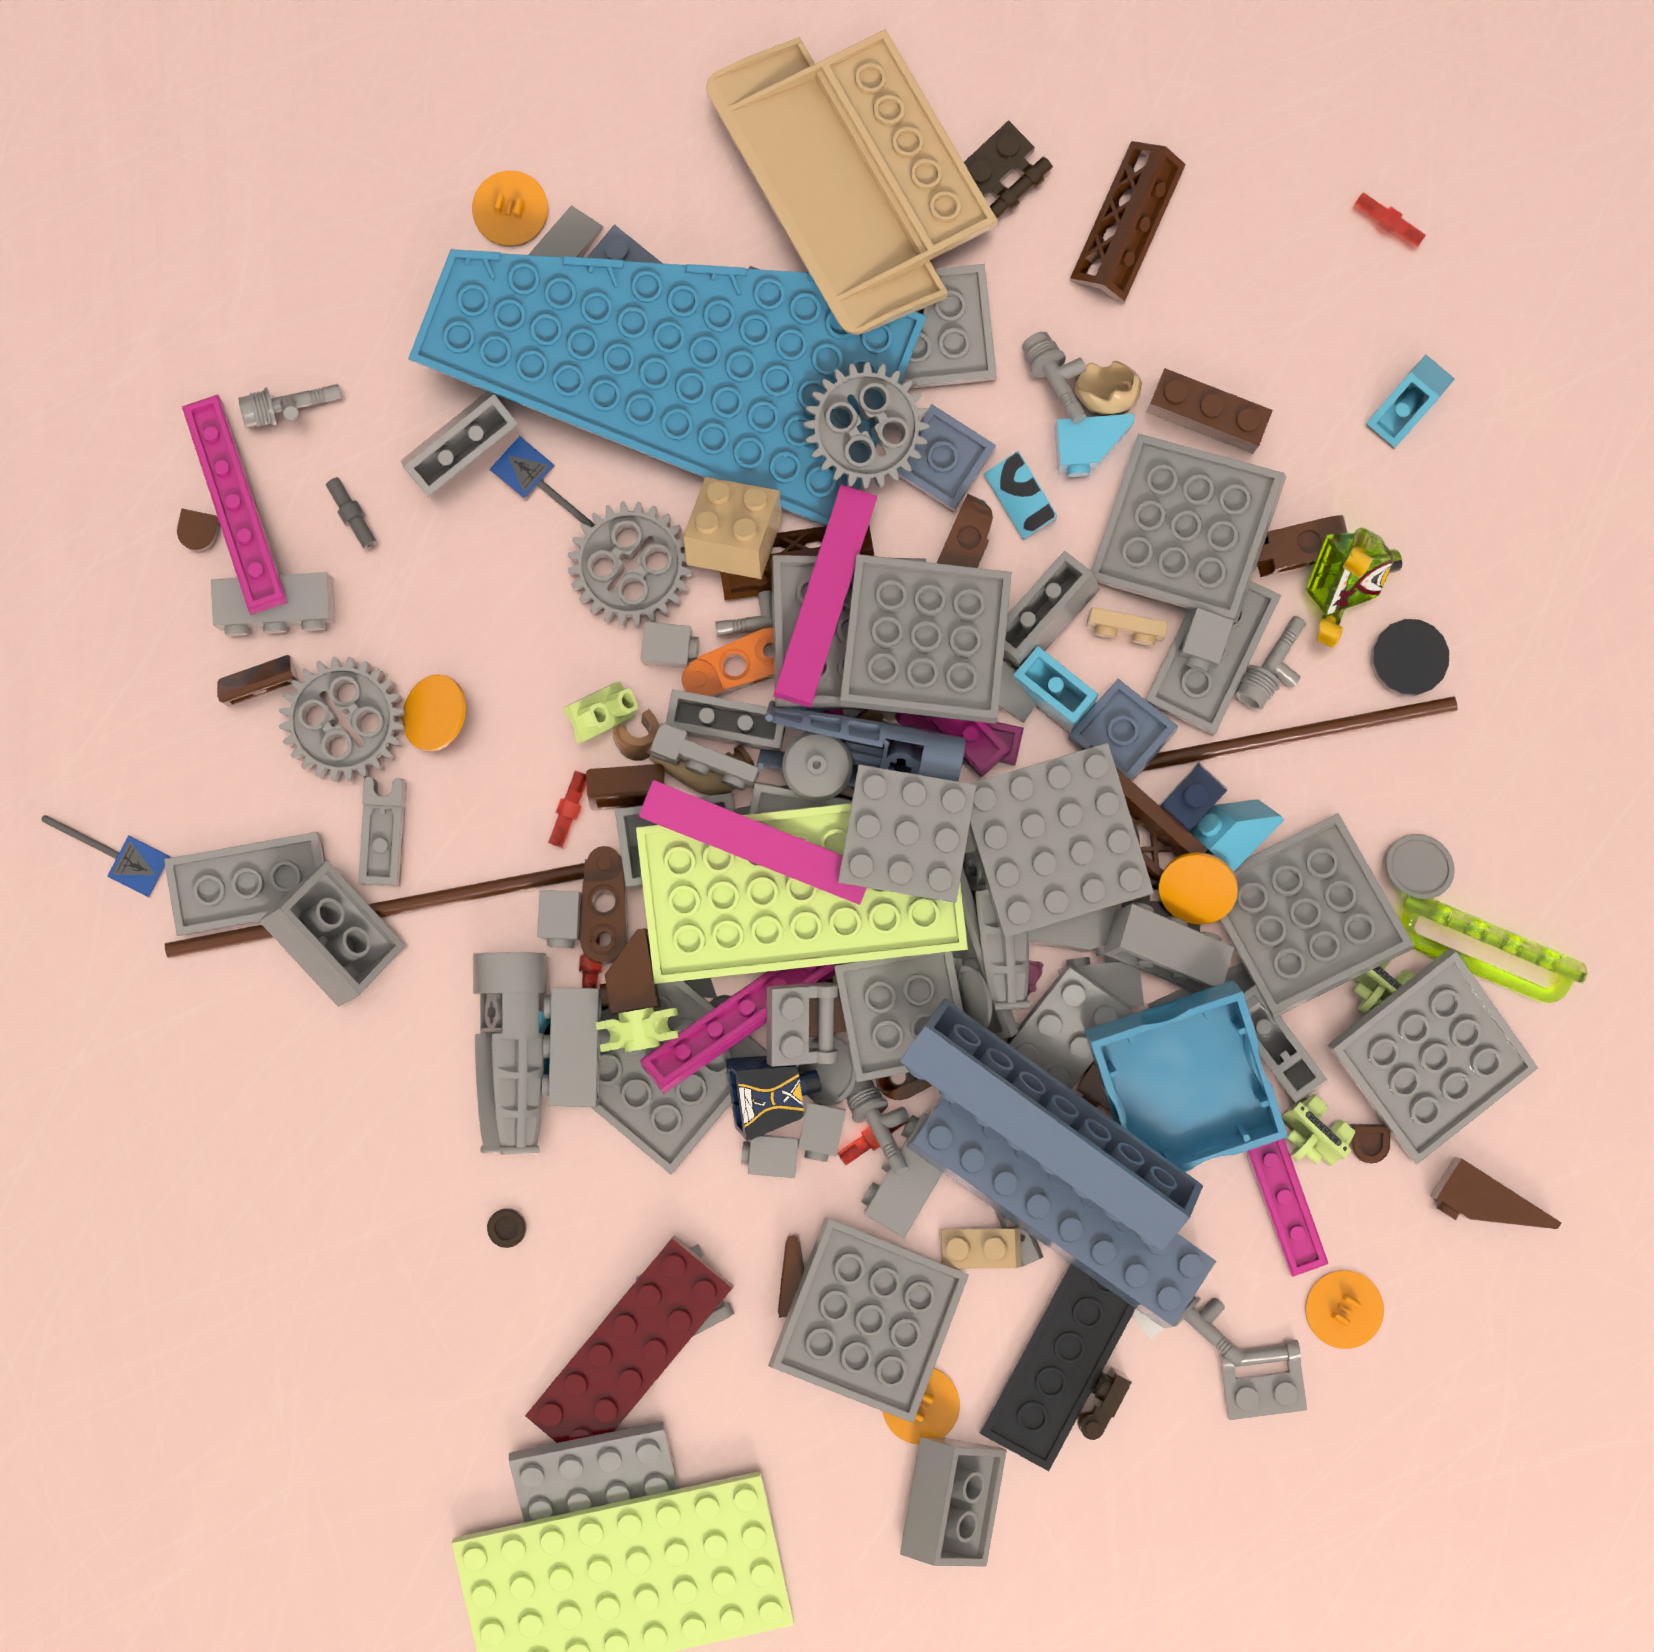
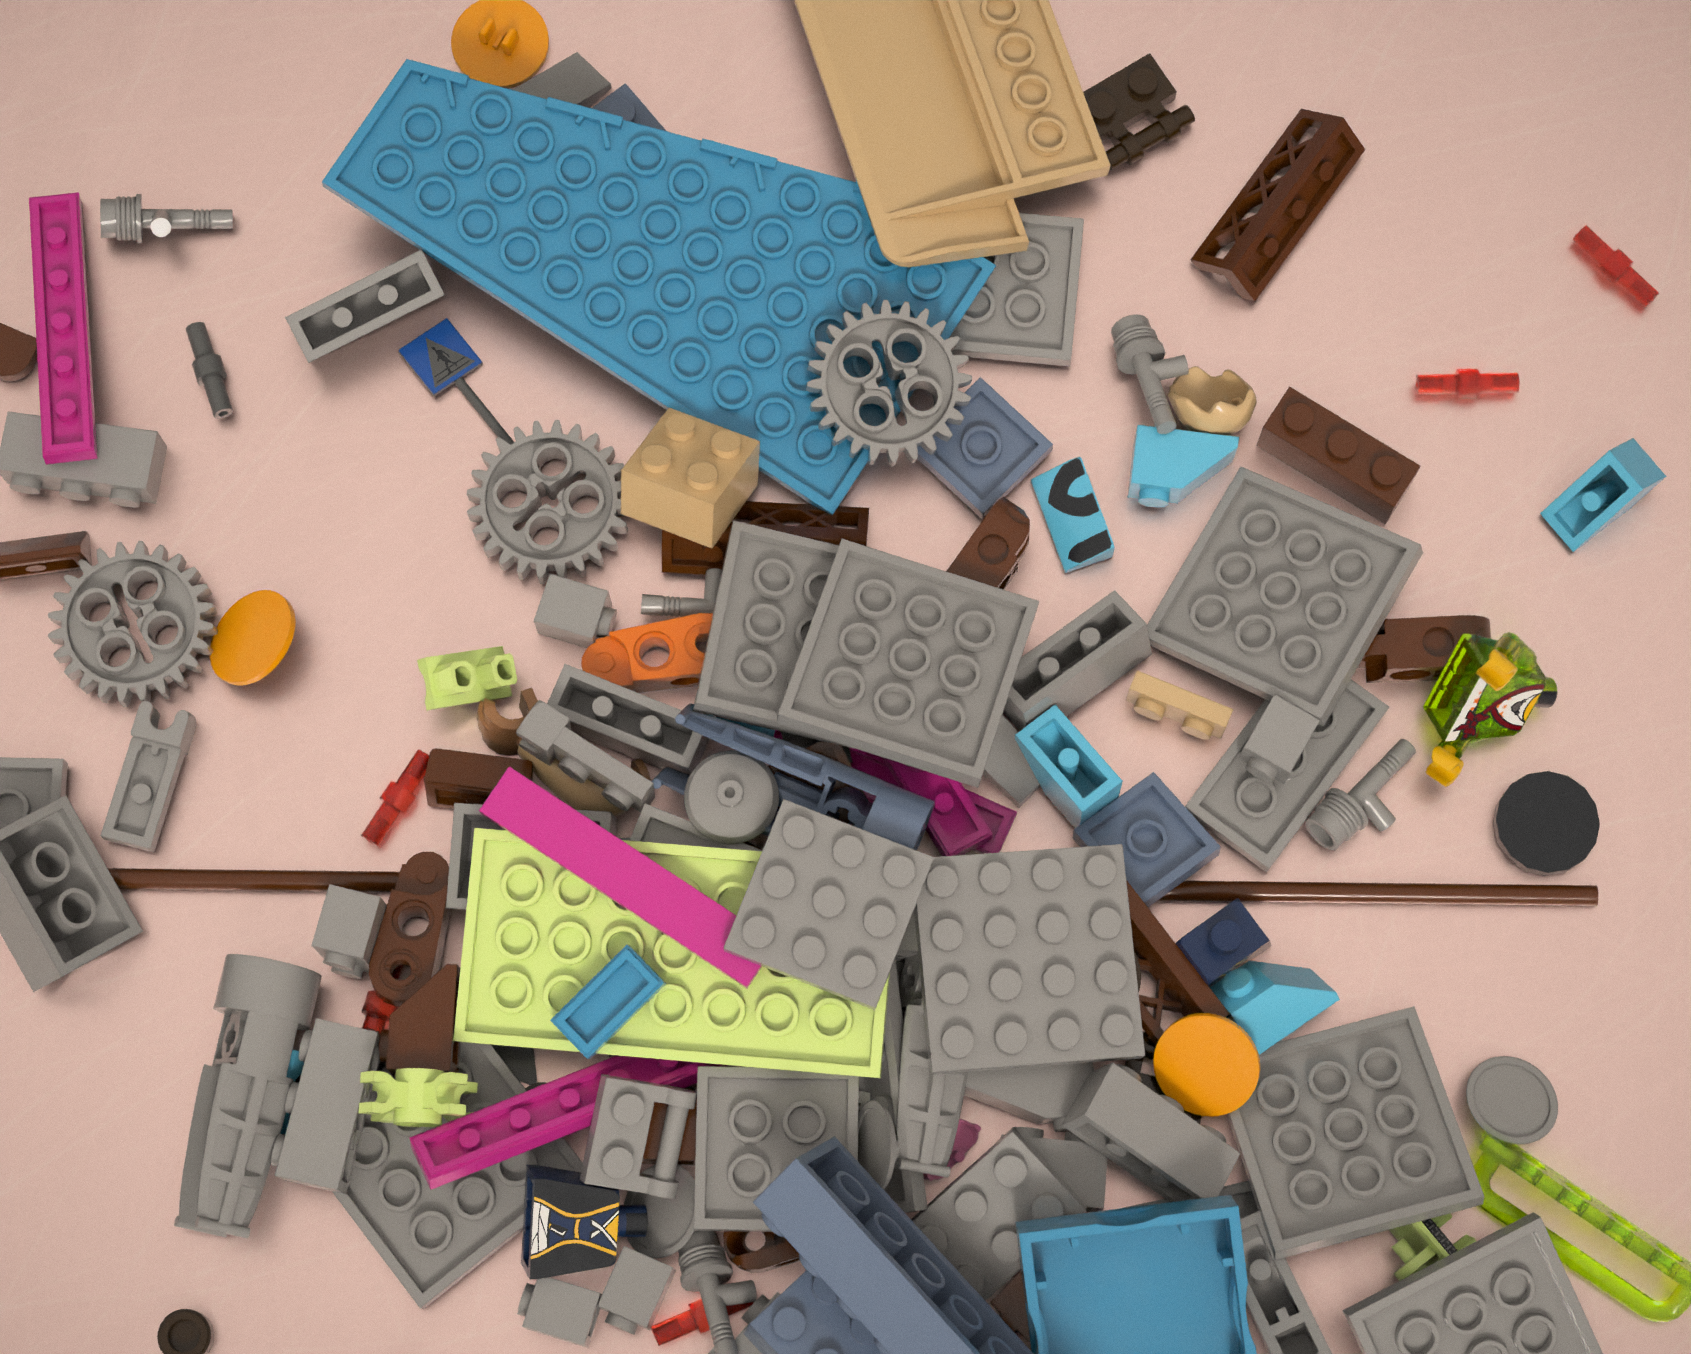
camera: 10 degrees right, 10 degrees down
(761, 934) = (608, 1001): none -> dark azure tile
(825, 596) = (788, 585): dark pink tile -> none
(1294, 334) = (1467, 383): none -> clear red bar

